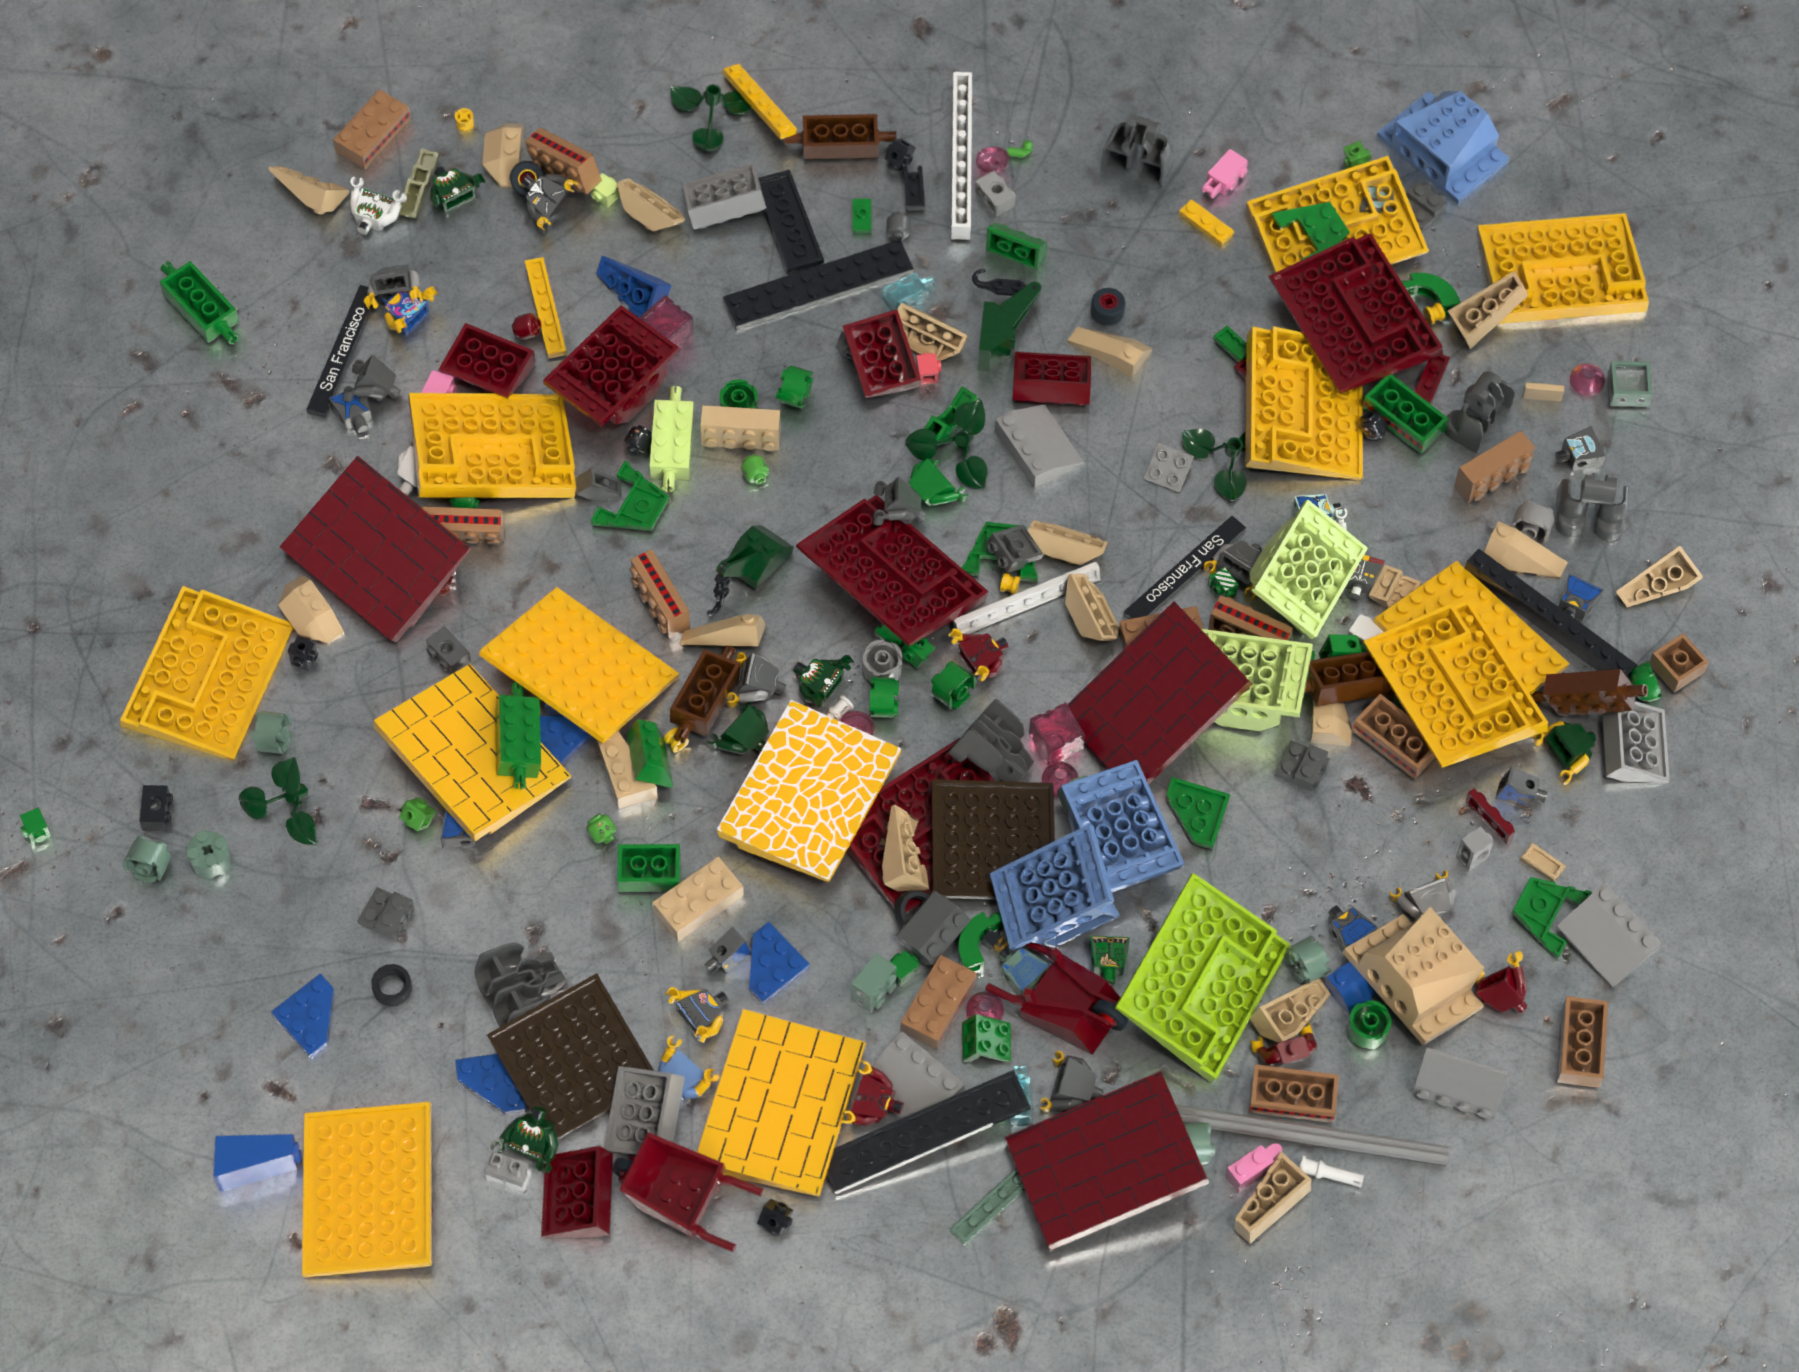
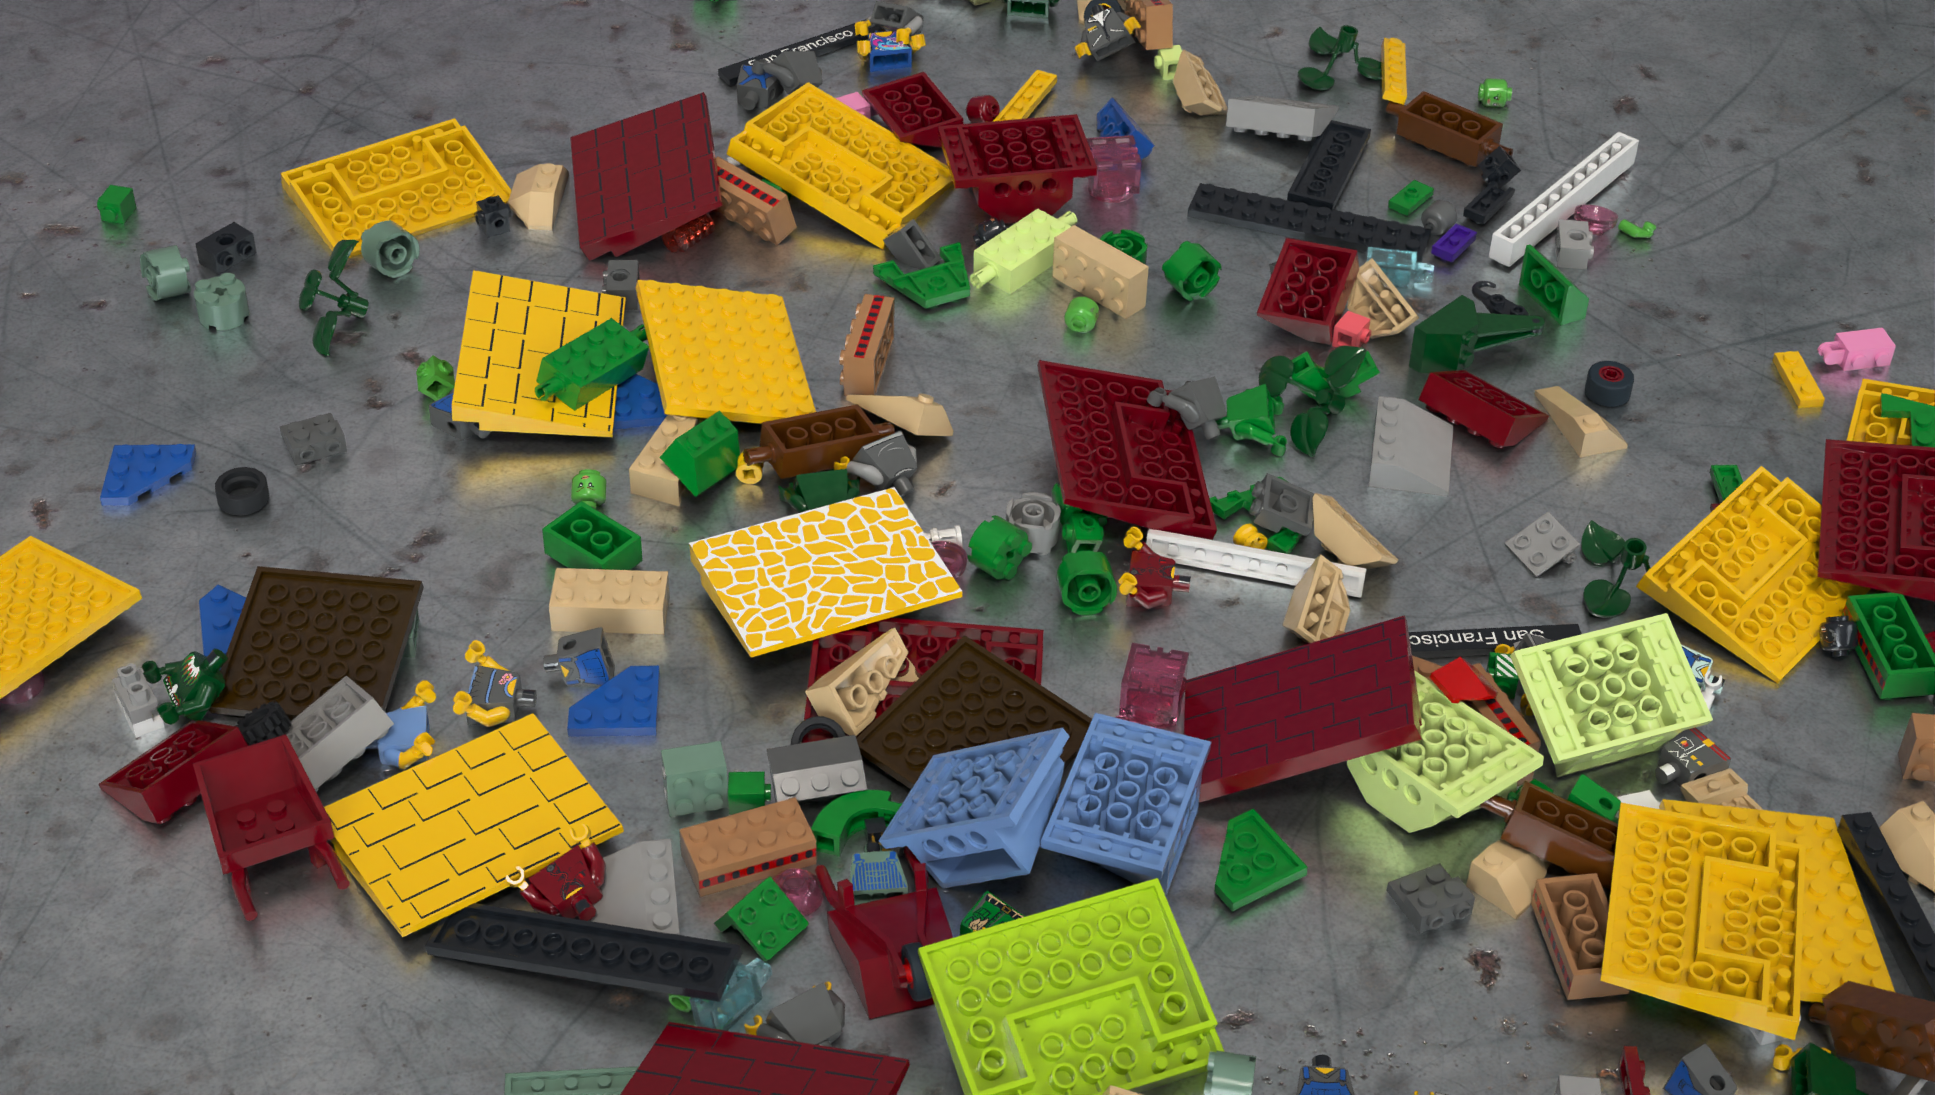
camera: 40 degrees right, 20 degrees down
(505, 966) = (353, 542): dark grey piece -> none
(591, 1127) = (264, 723): none -> black tyre
(752, 560) = (993, 368): dark green slope -> none
(775, 1217) = (334, 923): black brick -> none
(821, 678) = (955, 502): dark green torso -> none
(836, 76) = (1494, 93): none -> bright green head
(923, 242) = (1454, 242): none -> dark purple plate
(995, 744) = (1069, 648): dark grey piece -> none
(1141, 132) = (1774, 271): dark grey piece -> none
(1231, 620) = (1462, 681): none -> red slope

